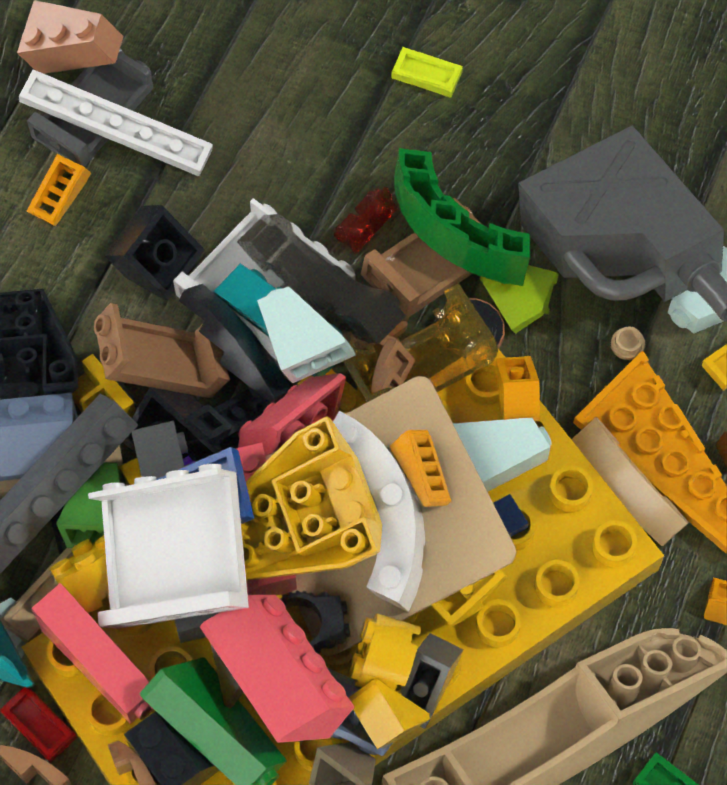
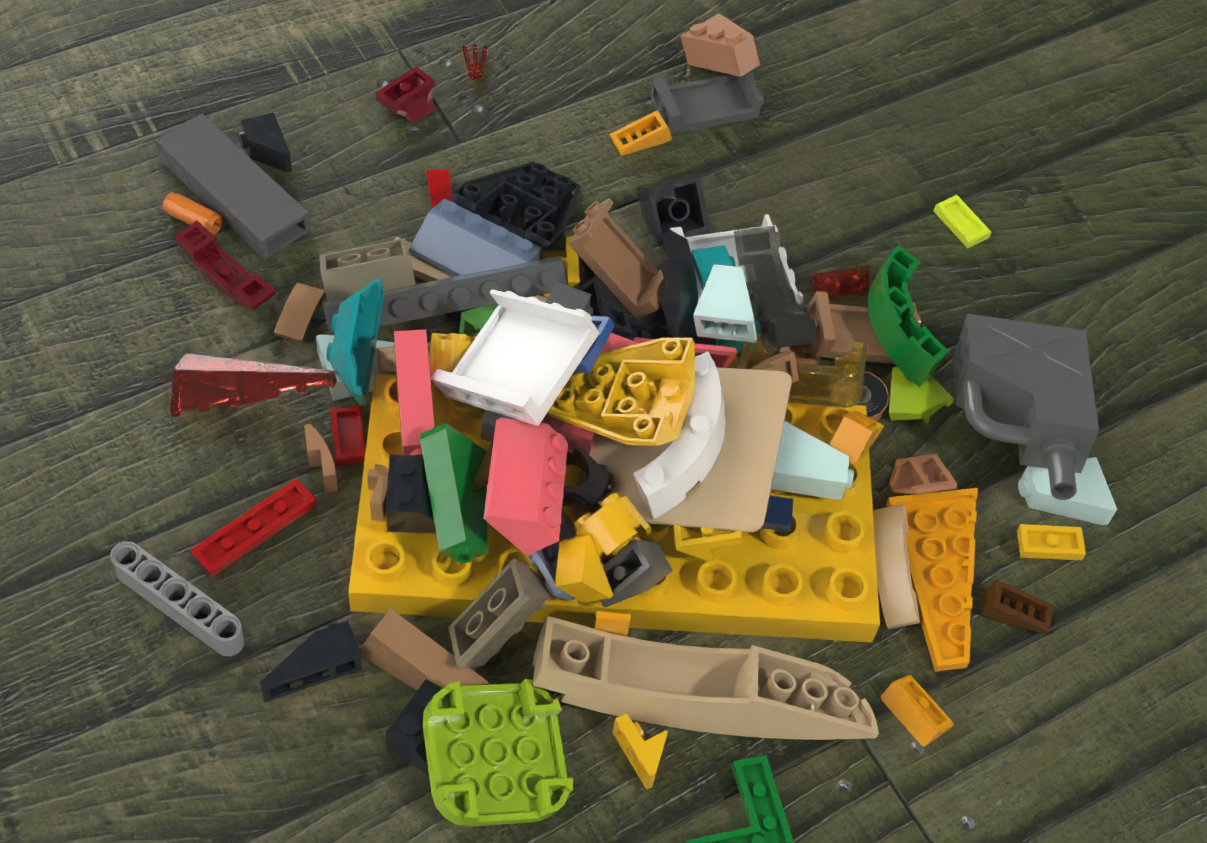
camera: 30 degrees right, 10 degrees down
(115, 122) = (713, 117): white plate -> none
(420, 464) = (738, 425): light orange slope -> none
(438, 735) = (612, 622): none -> light orange slope
(585, 374) = (921, 475): none -> nougat slope
(627, 343) = (971, 477): tan plate -> none

